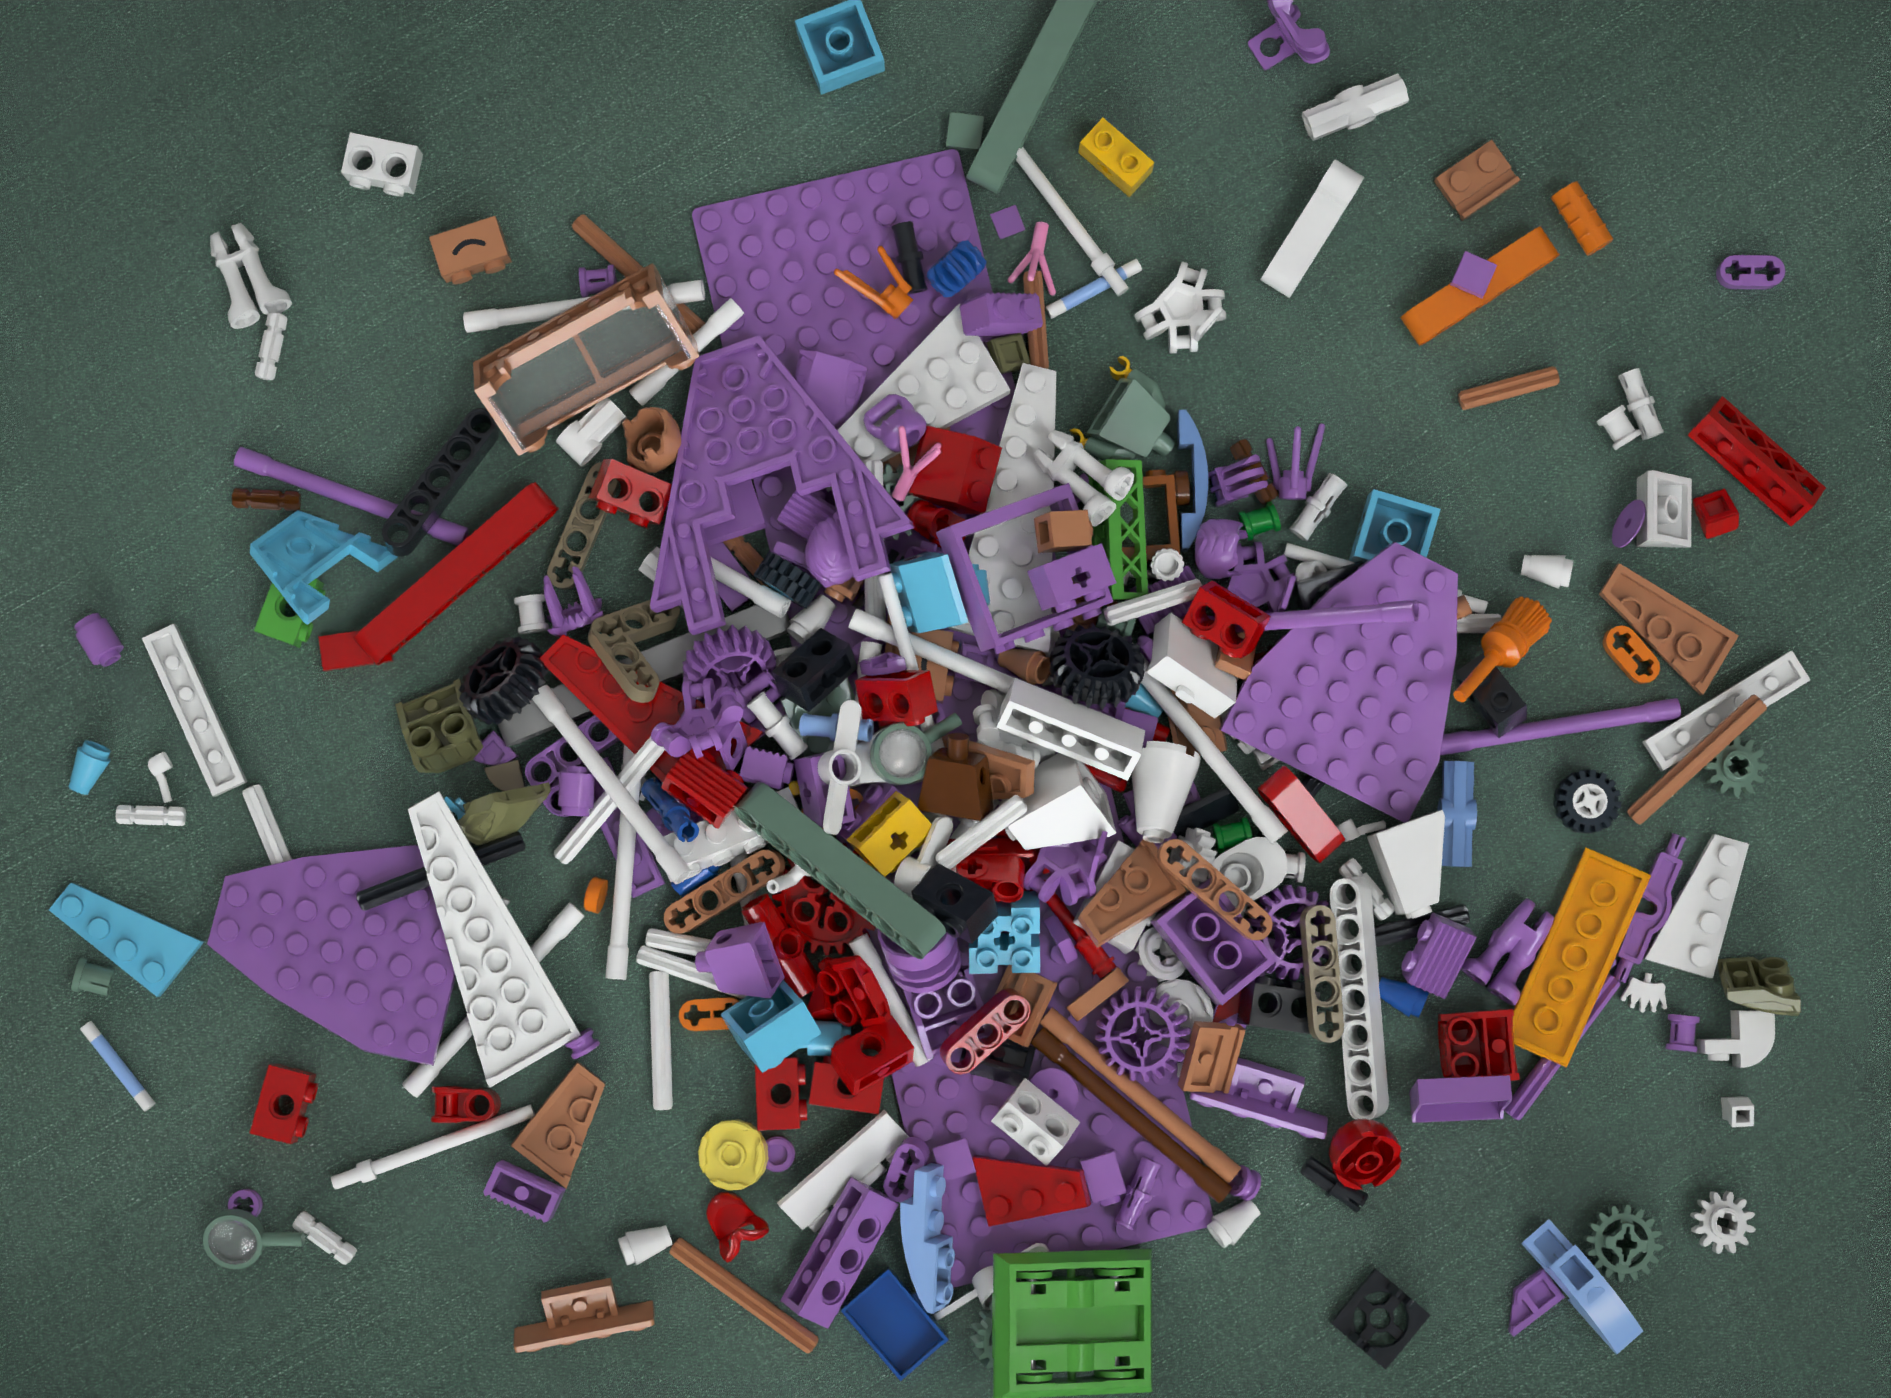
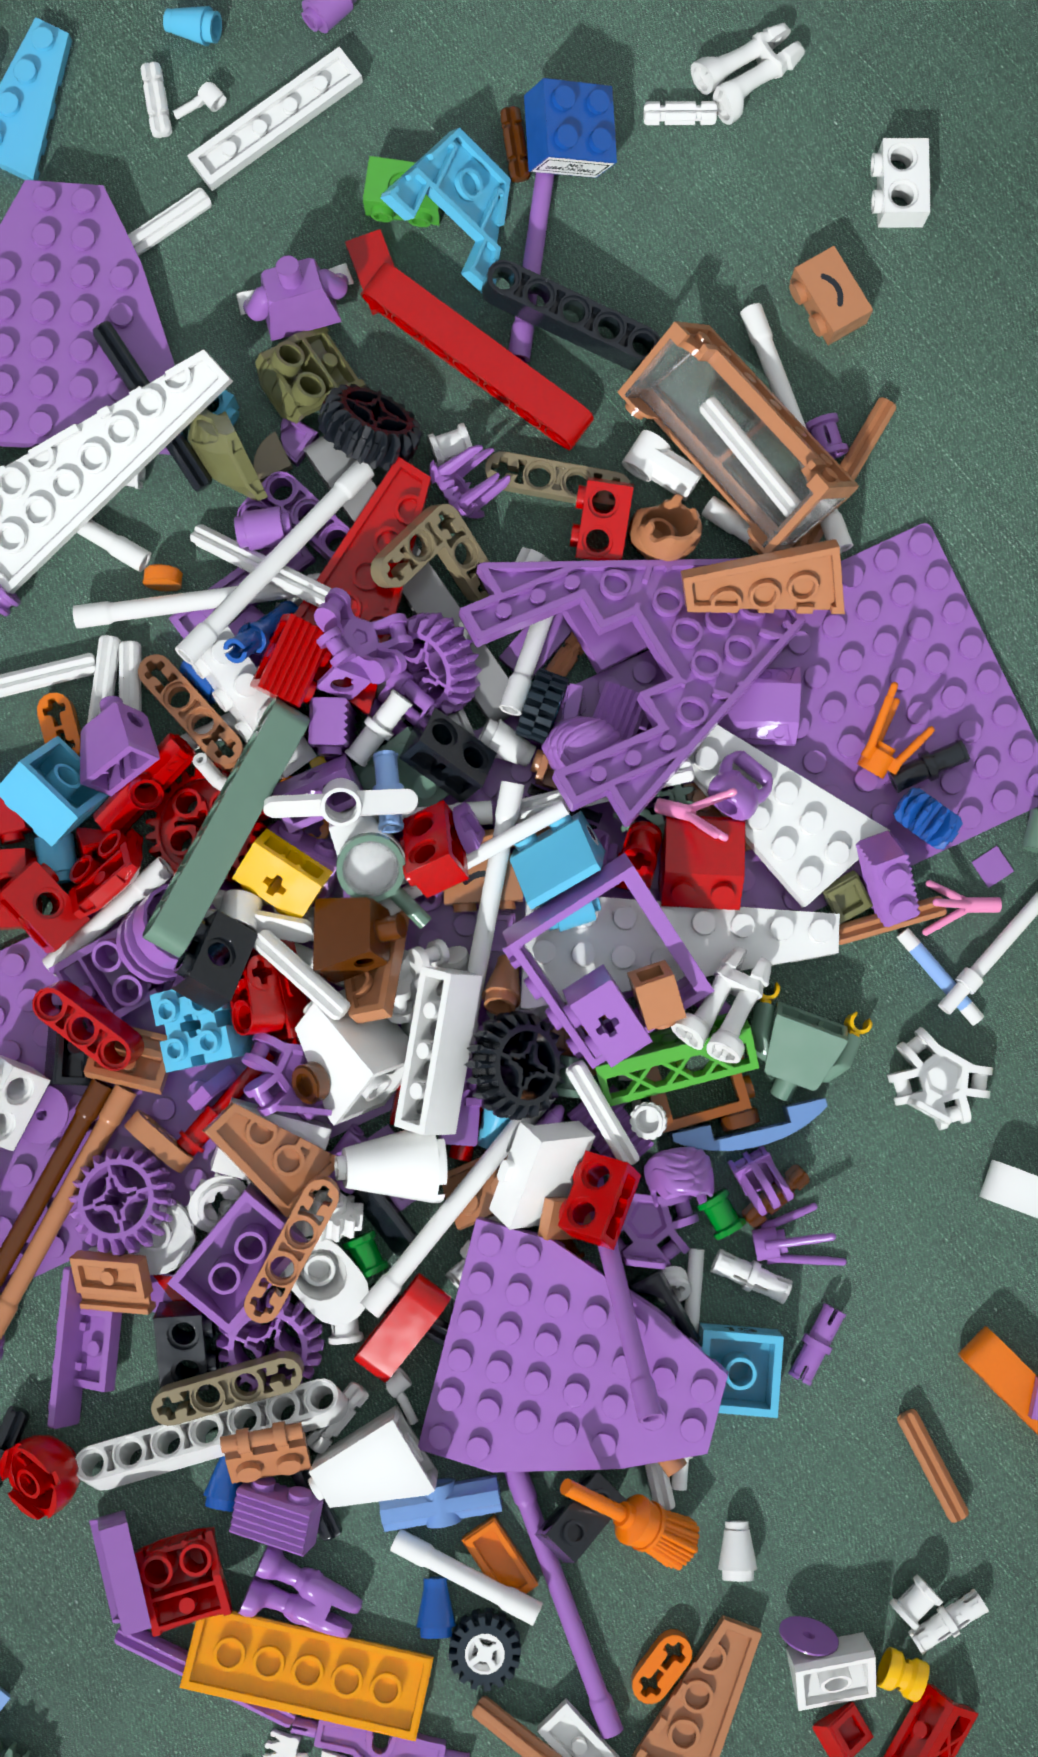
camera: 80 degrees right, 0 degrees up
(269, 446) = (570, 128): none -> blue brick
(370, 722) = (296, 296): none -> medium lavender torso
(605, 351) = (749, 456): none -> white axle
(722, 348) = (788, 579): none -> nougat wing
(1075, 844) = (310, 1082): none -> reddish brown tile
(1382, 950) = (266, 1452): none -> nougat plate
(1386, 463) = (817, 1344): none -> medium lavender pin
(1516, 774) = (499, 1556): none -> orange tile
(1546, 773) = (507, 1598): none -> white piece
(1547, 837) = (435, 1610): none -> blue cone
(1677, 450) = (906, 1675): none -> yellow wheel

